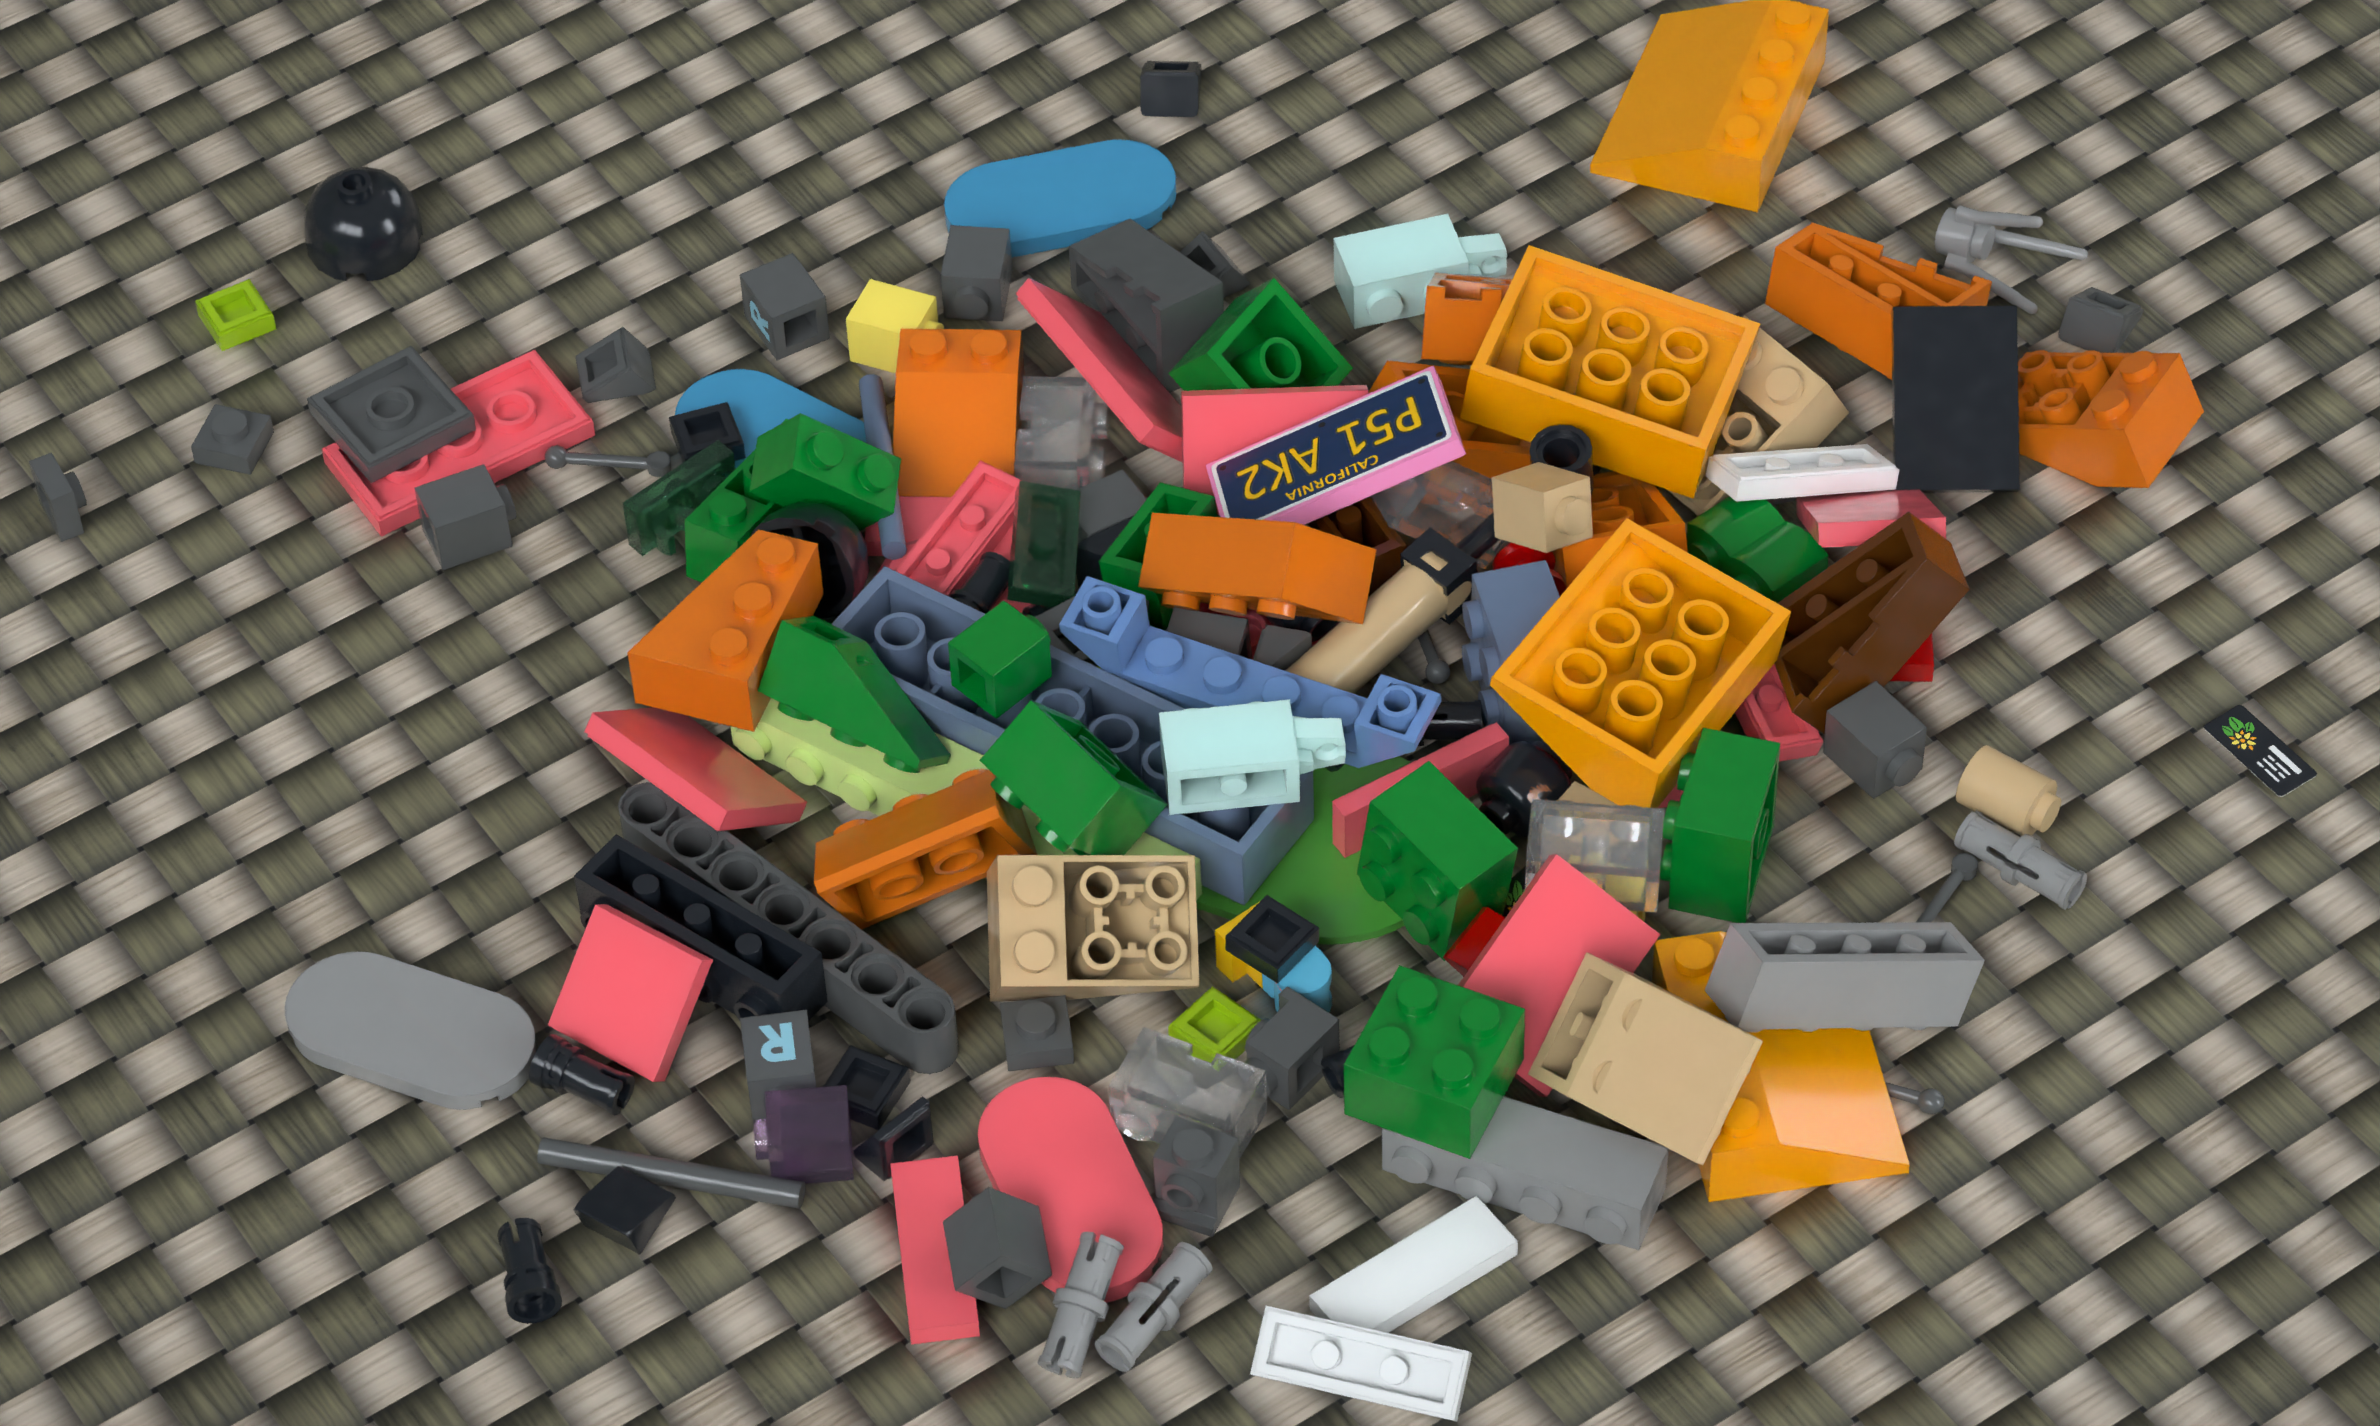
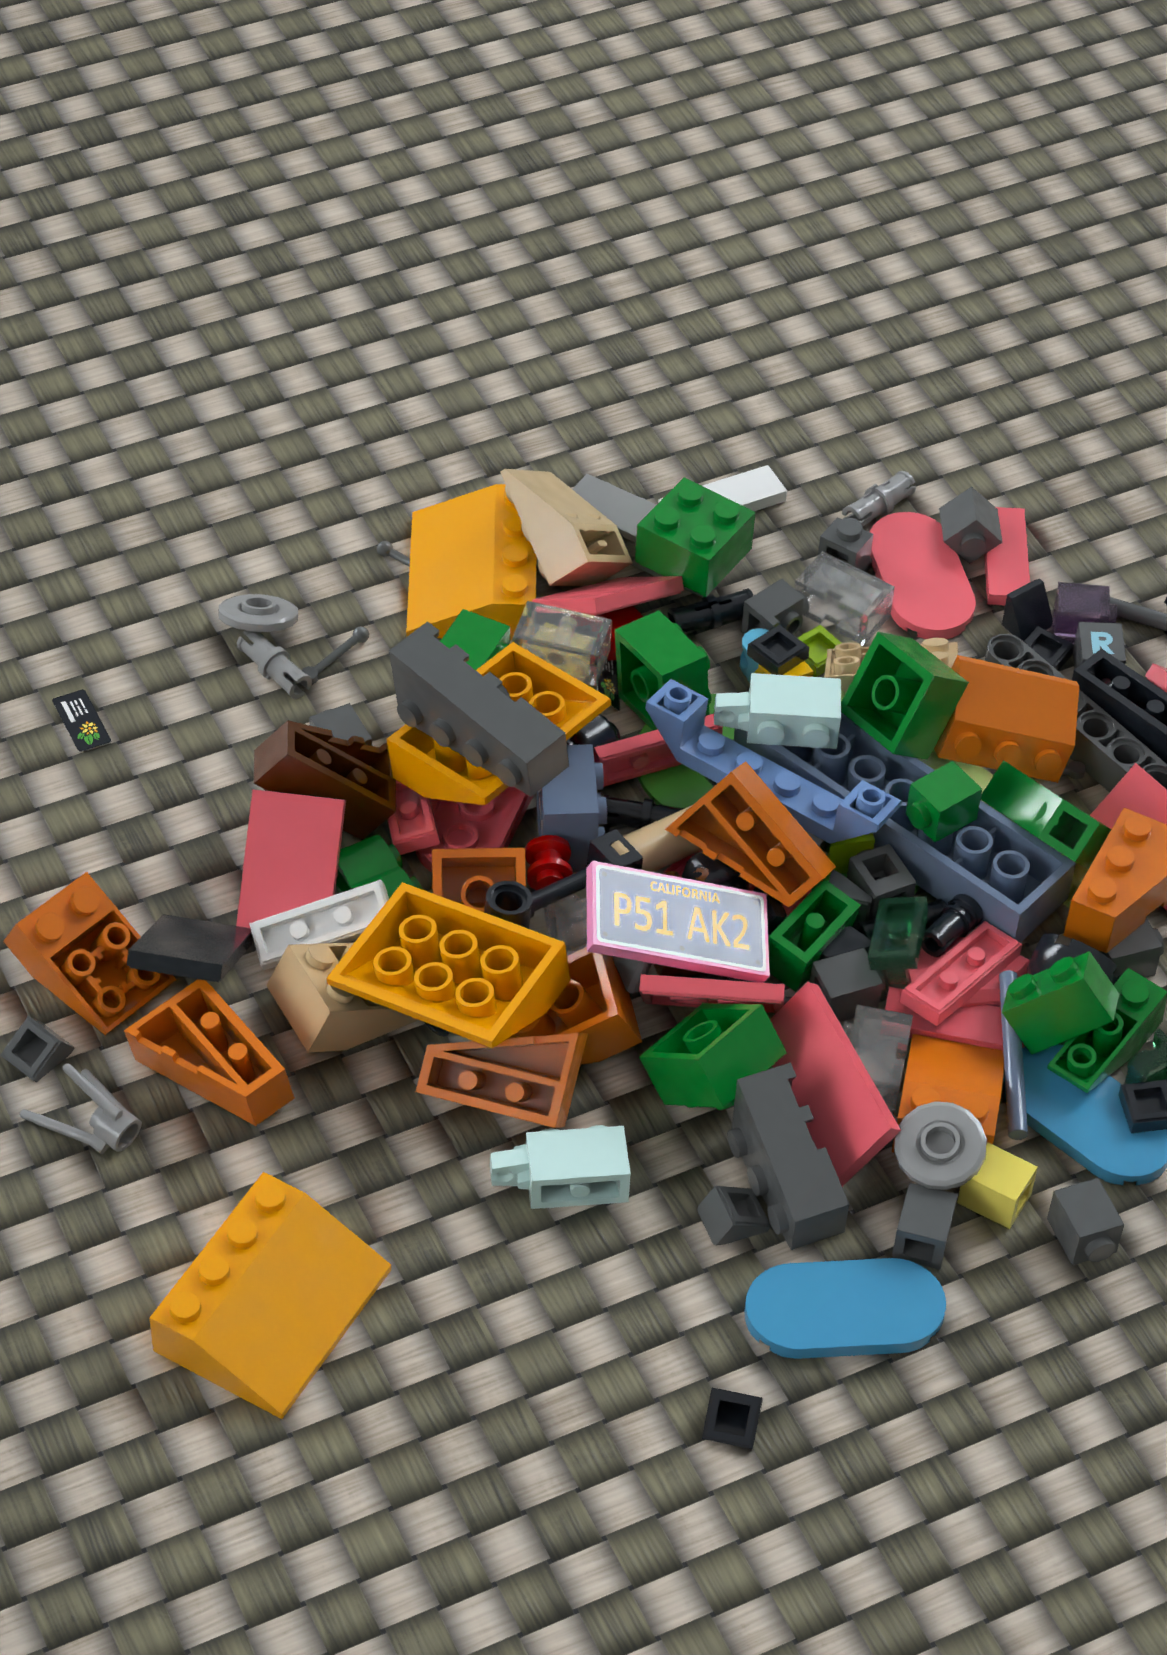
camera: 175 degrees left, 0 degrees up
(965, 299) = (940, 1145): none -> light grey wheel
(1080, 1305) = (923, 495): light grey pin -> none
(1361, 1363) = (764, 452): white tile -> none
(1542, 507) = (533, 854): tan brick -> none
(1669, 579) = (474, 713): none -> dark grey wedge
(1843, 975) = (425, 553): light grey brick -> none
(2008, 792) = (266, 695): tan brick -> none
(2074, 922) = (258, 613): none -> light grey wheel

